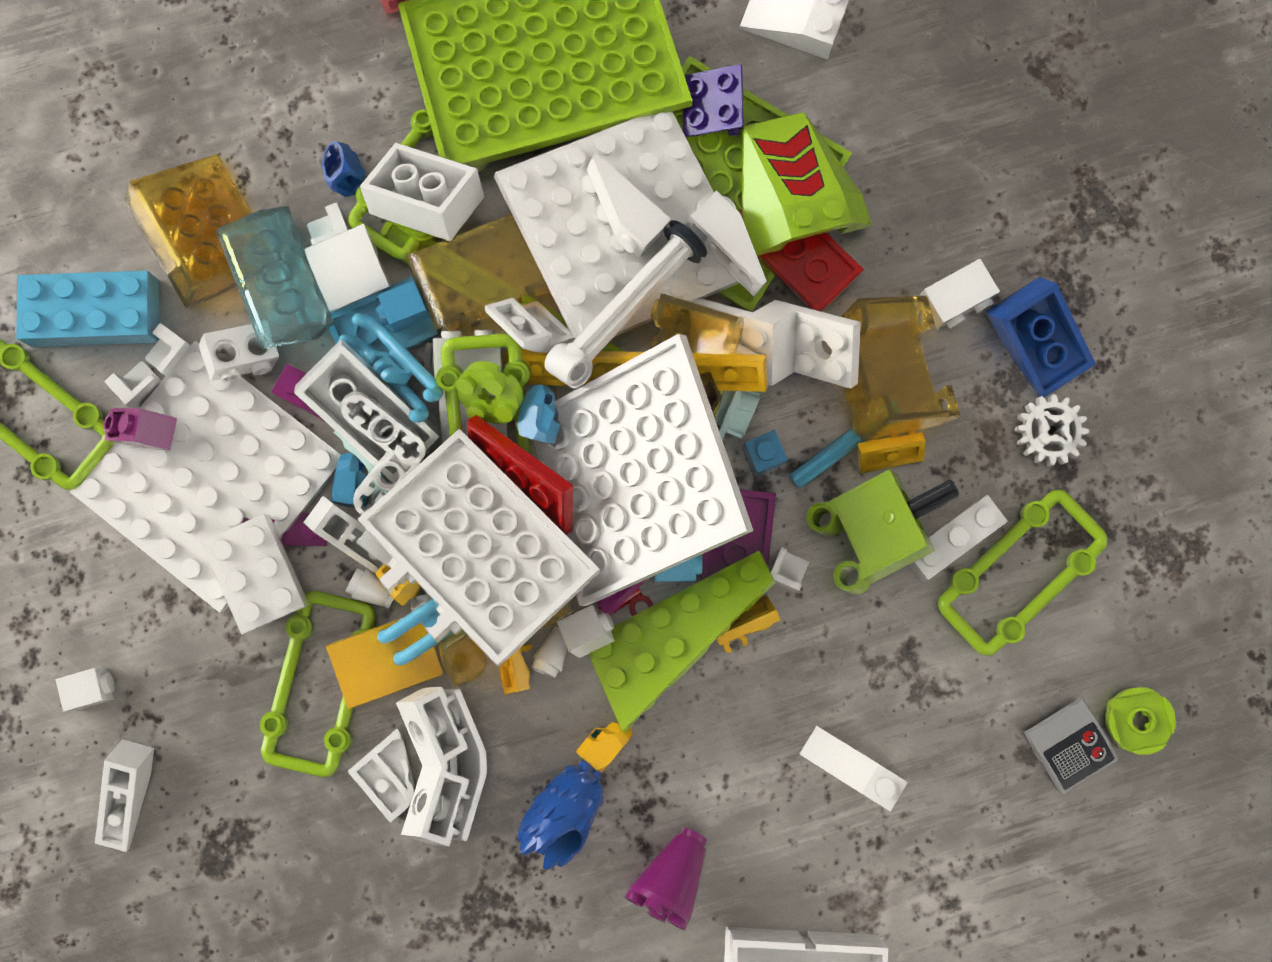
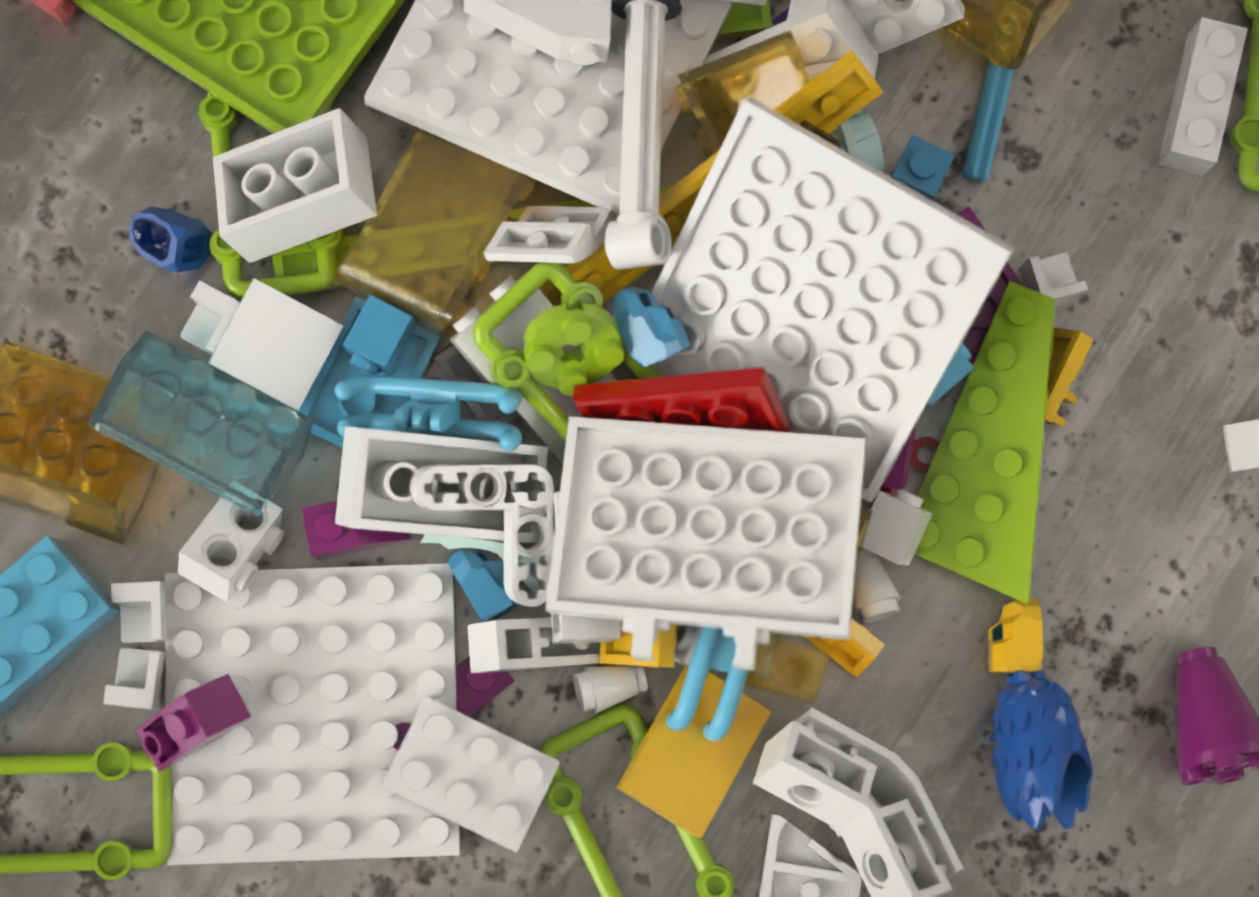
camera: 45 degrees left, 0 degrees up
(880, 526) = (1118, 143): lime piece -> none
(891, 451) = (1054, 58): yellow plate -> none

